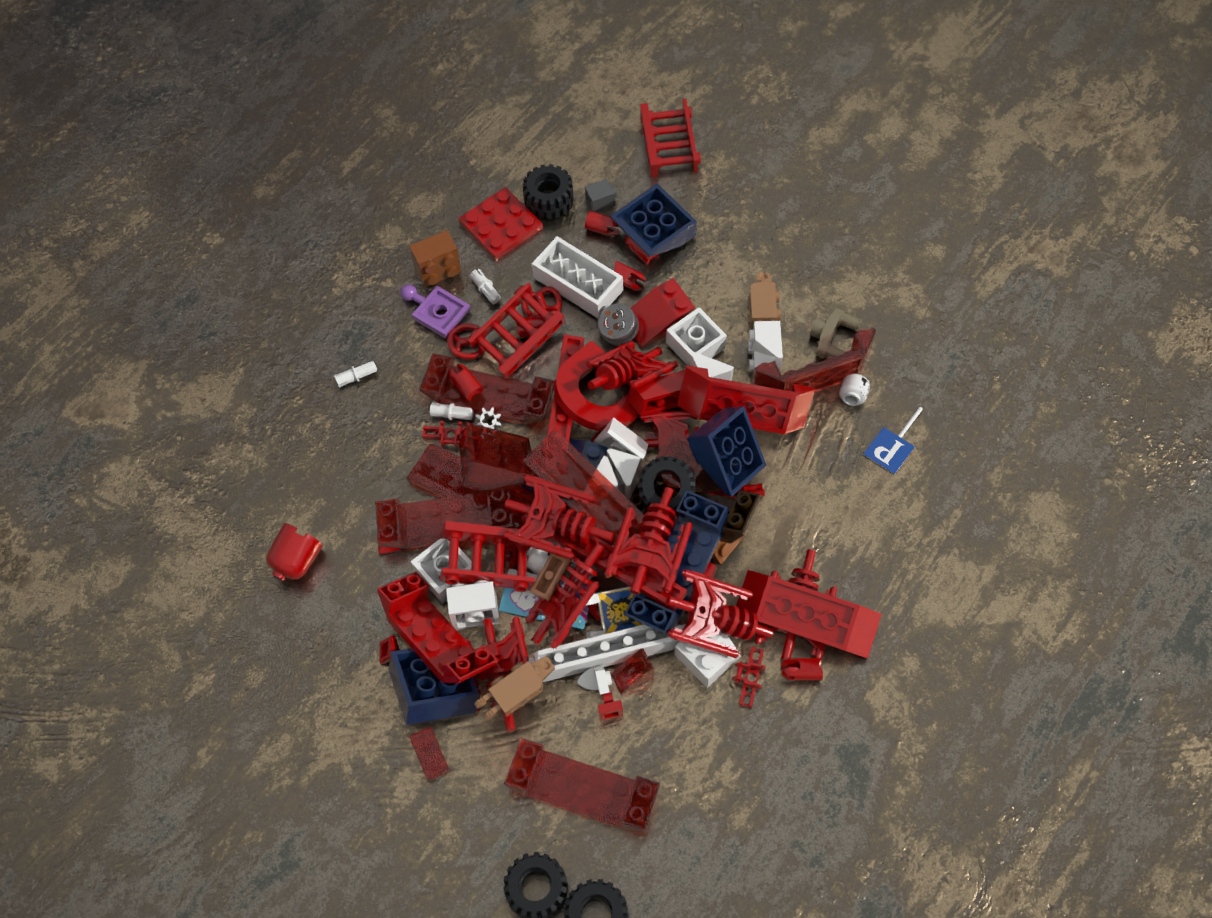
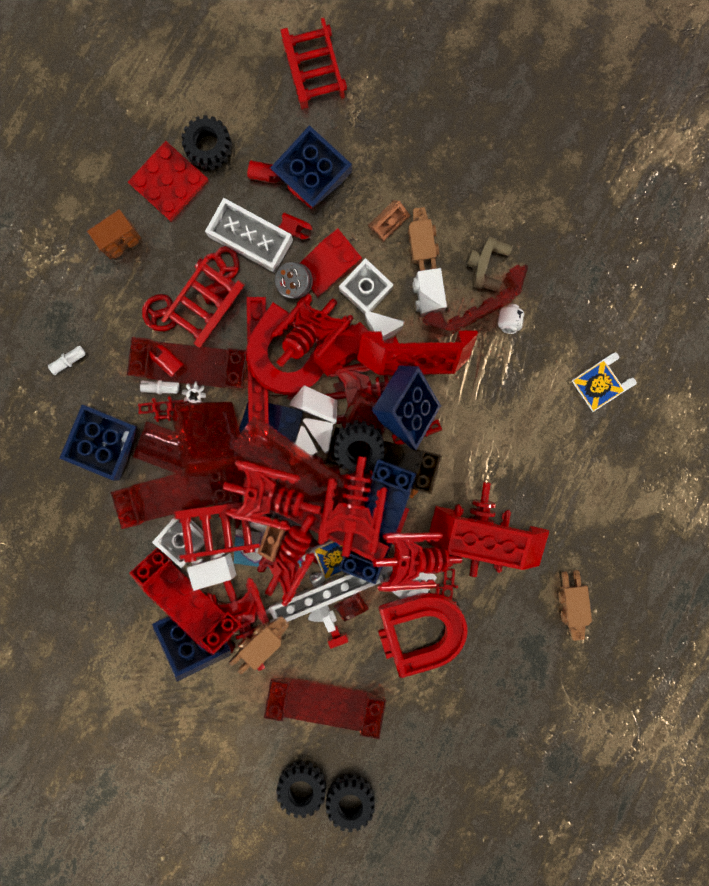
camera: 10 degrees left, 25 degrees up
(292, 553) = (50, 543): red cylinder -> none
(373, 455) = (99, 443): none -> dark blue slope
(386, 647) = (150, 613): red slope -> none
(429, 754) = (199, 693): clear red plate -> none
(435, 301) = (125, 274): medium lavender plate -> none
(485, 286) = (166, 253): white axle -> none
(600, 195) = (257, 140): dark grey brick -> none
(725, 746) = (416, 607): none -> red piece
(730, 284) = (389, 220): none -> nougat slope
(802, 669) = (489, 583): red piece -> none
(889, 449) = (545, 370): blue piece -> none
(909, 709) = (576, 605): none -> medium nougat hinge
(953, 471) = (600, 384): none -> flag

